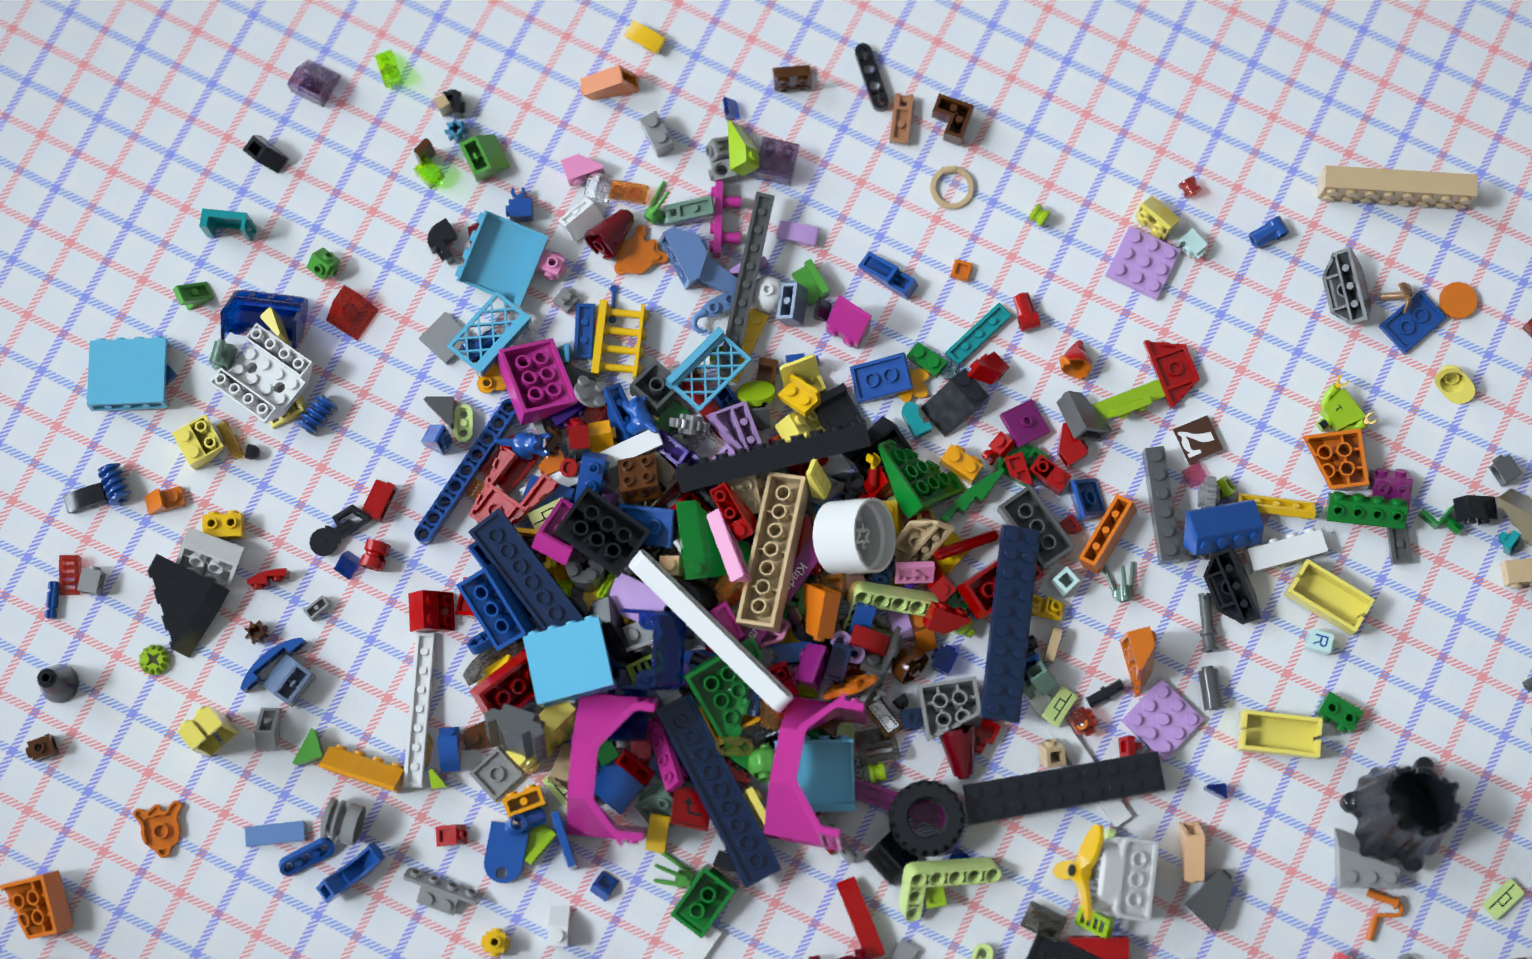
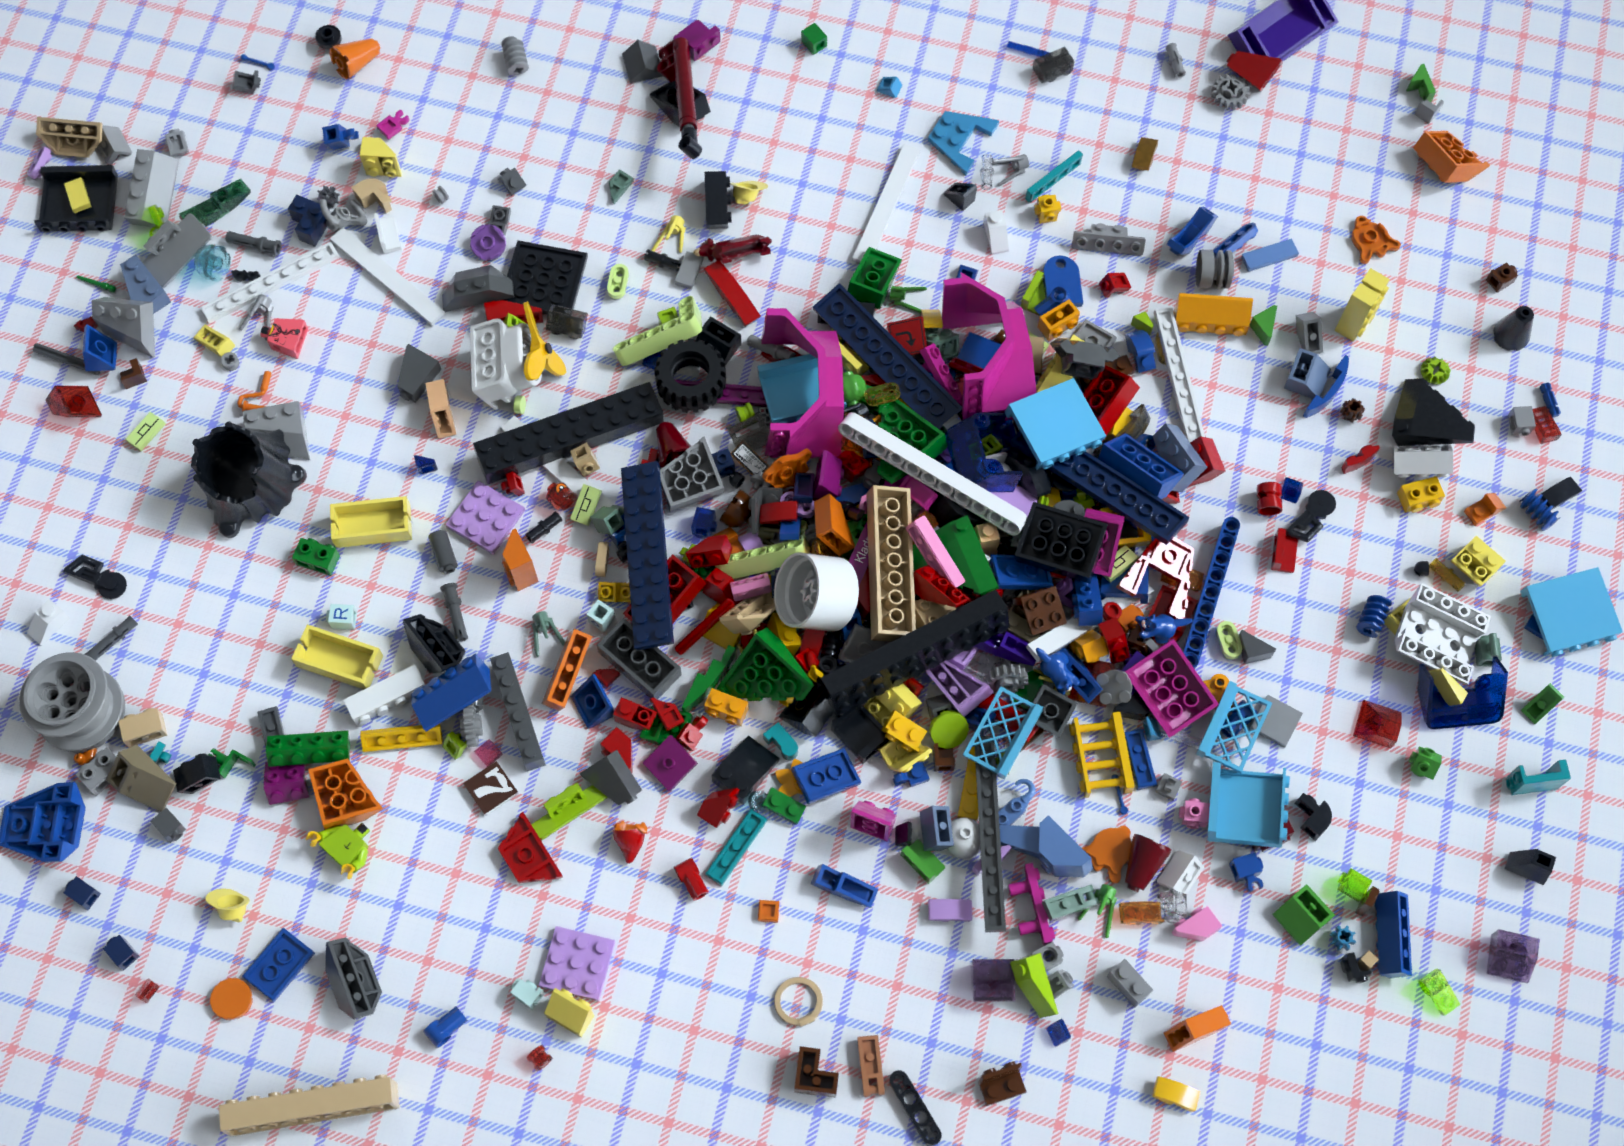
camera: 165 degrees right, 10 degrees down
(317, 608) = (1305, 444): light grey piece -> none
(411, 121) = (1393, 934): none -> blue brick
(437, 439) = (1249, 613): slope -> none
(451, 617) = (1178, 451): none -> sand blue wedge
(564, 840) = (1011, 291): blue tile -> none
(818, 481) = (864, 638): light yellow slope -> none
(1039, 215) = (697, 988): lime wheel -> none
(1405, 293) = (290, 988): medium nougat plant -> none

